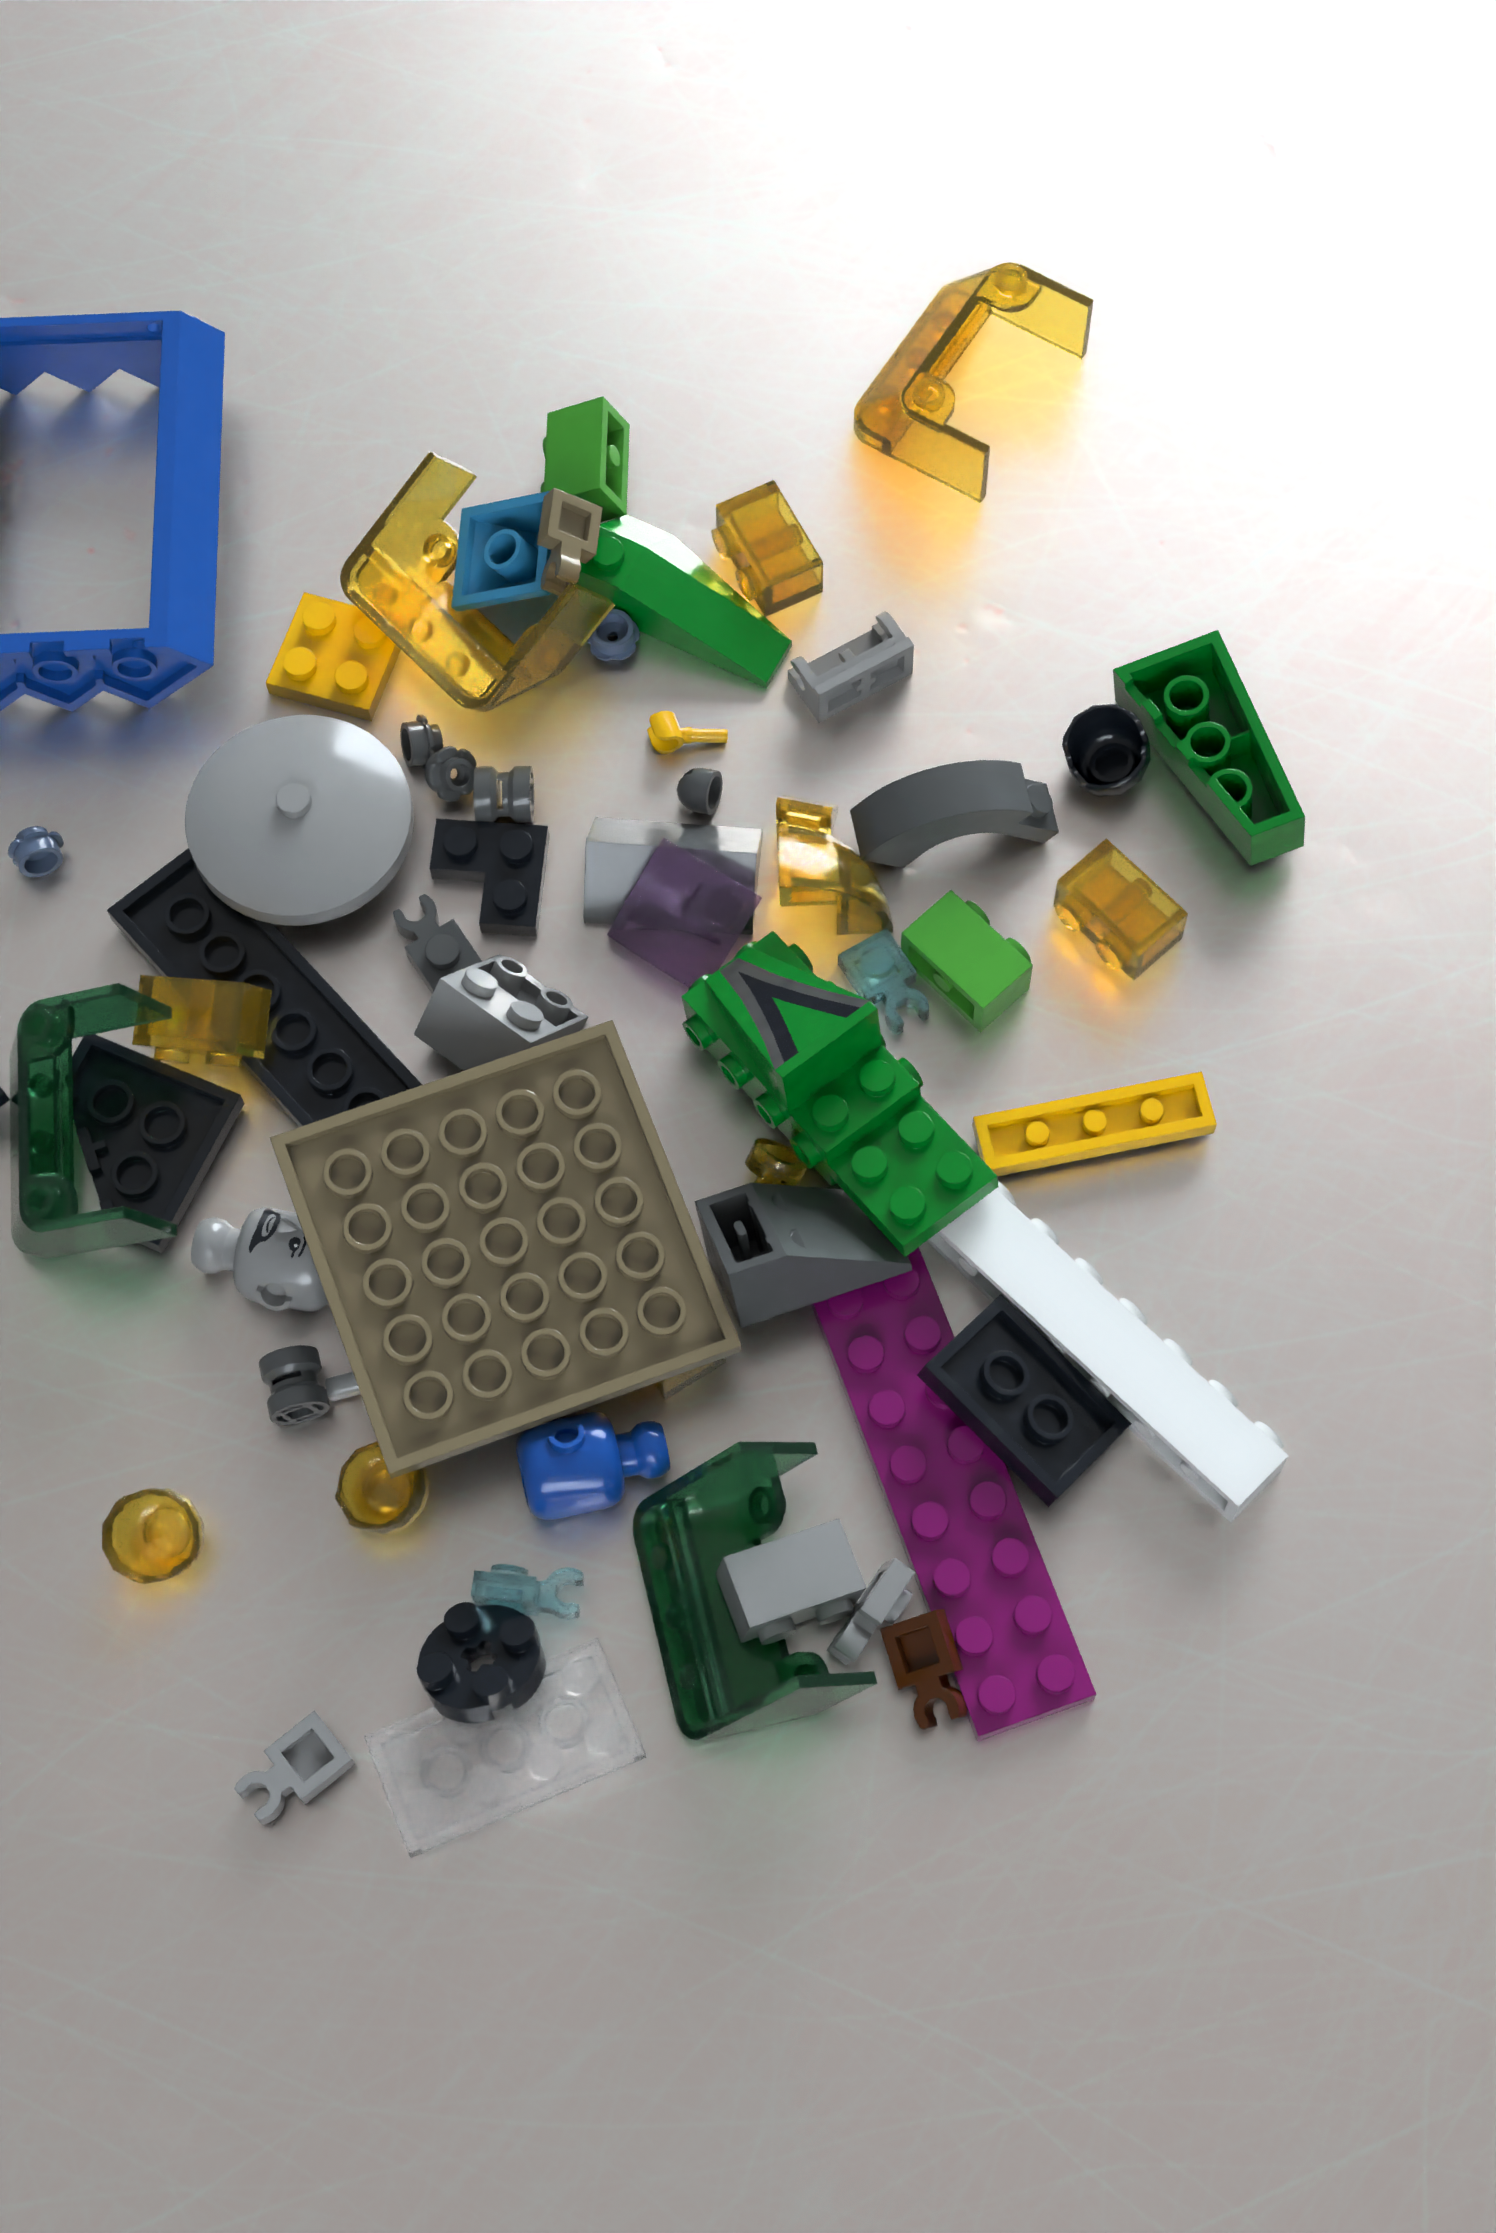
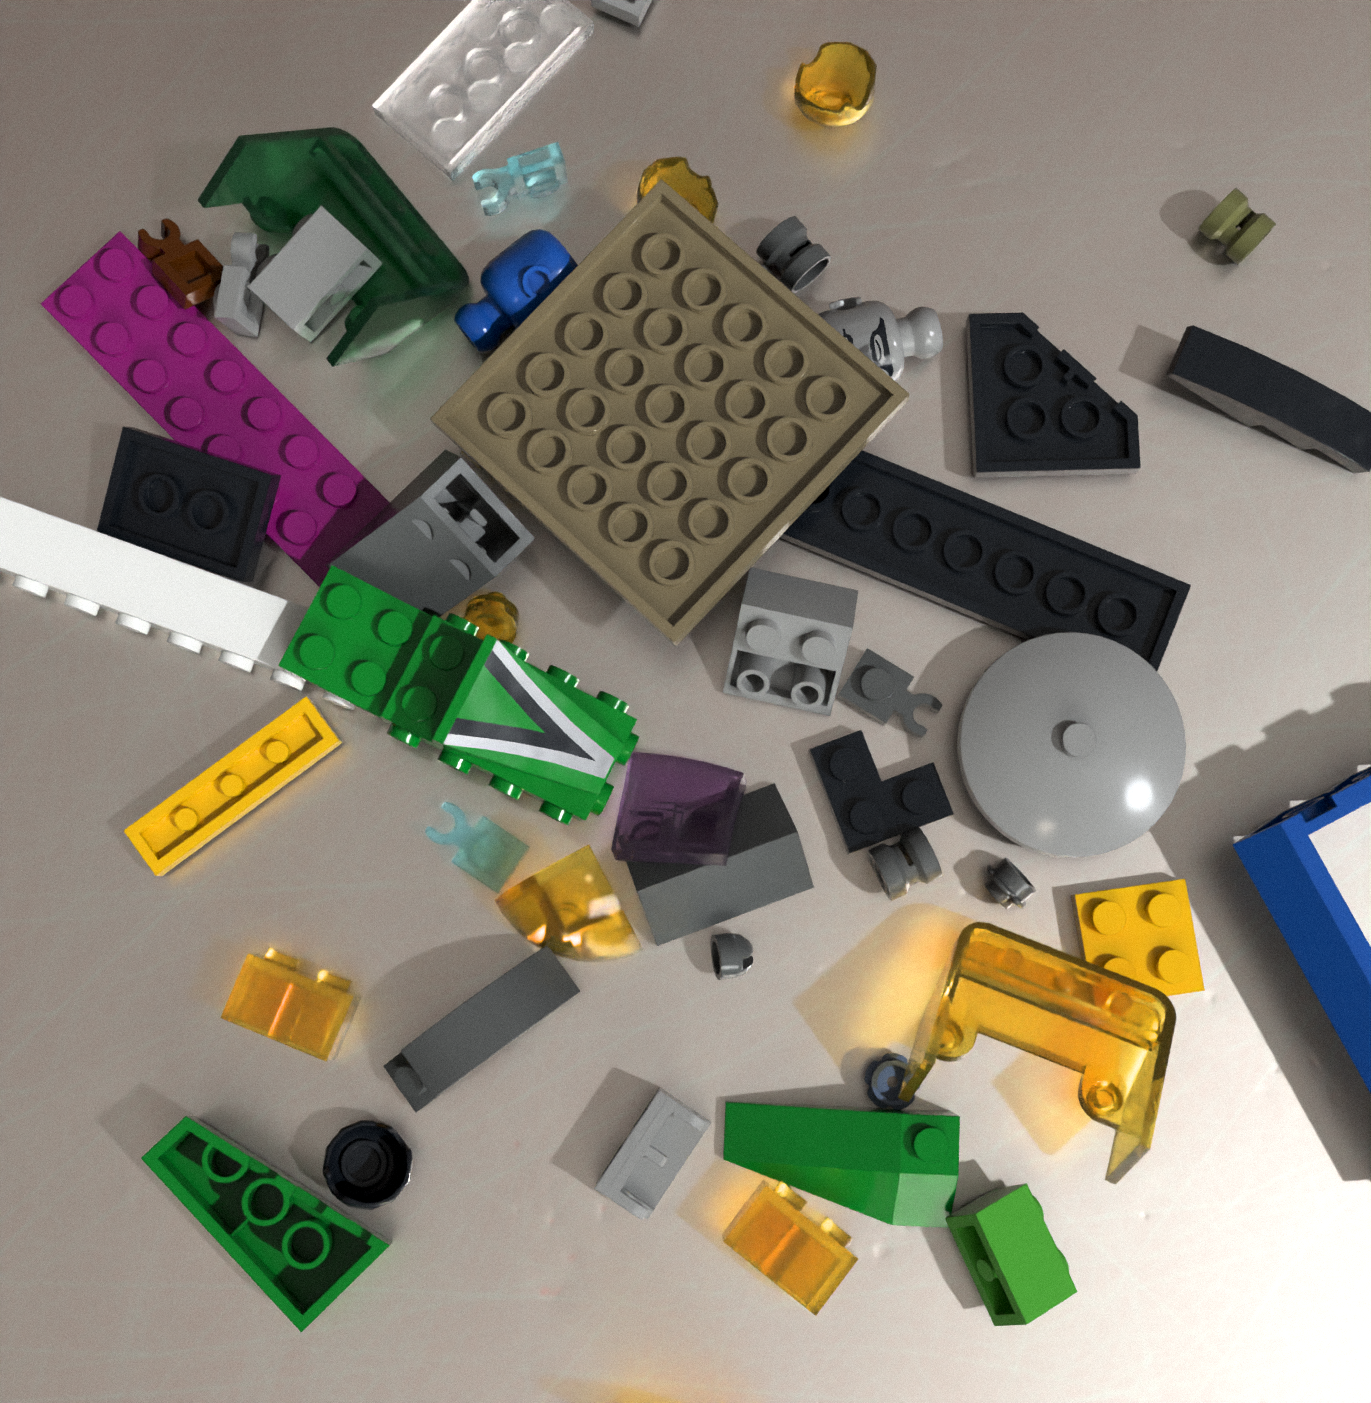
camera: 150 degrees right, 15 degrees up
(36, 851) = (1289, 618): sand blue plate -> none
(41, 1125) = (1107, 340): clear green windscreen -> none
(207, 1019) = (1043, 509): clear yellow brick -> none
(439, 769) = (964, 863): dark grey plate -> none
(474, 1633) = (549, 83): black plate -> none
(499, 553) = (1023, 1117): dark azure slope -> none
(572, 532) = (972, 1137): dark tan plate -> none
(668, 736) = (790, 1001): yellow hand -> none
(806, 813) = (622, 979): clear yellow slope -> none
(967, 959) = (408, 891): bright green brick -> none

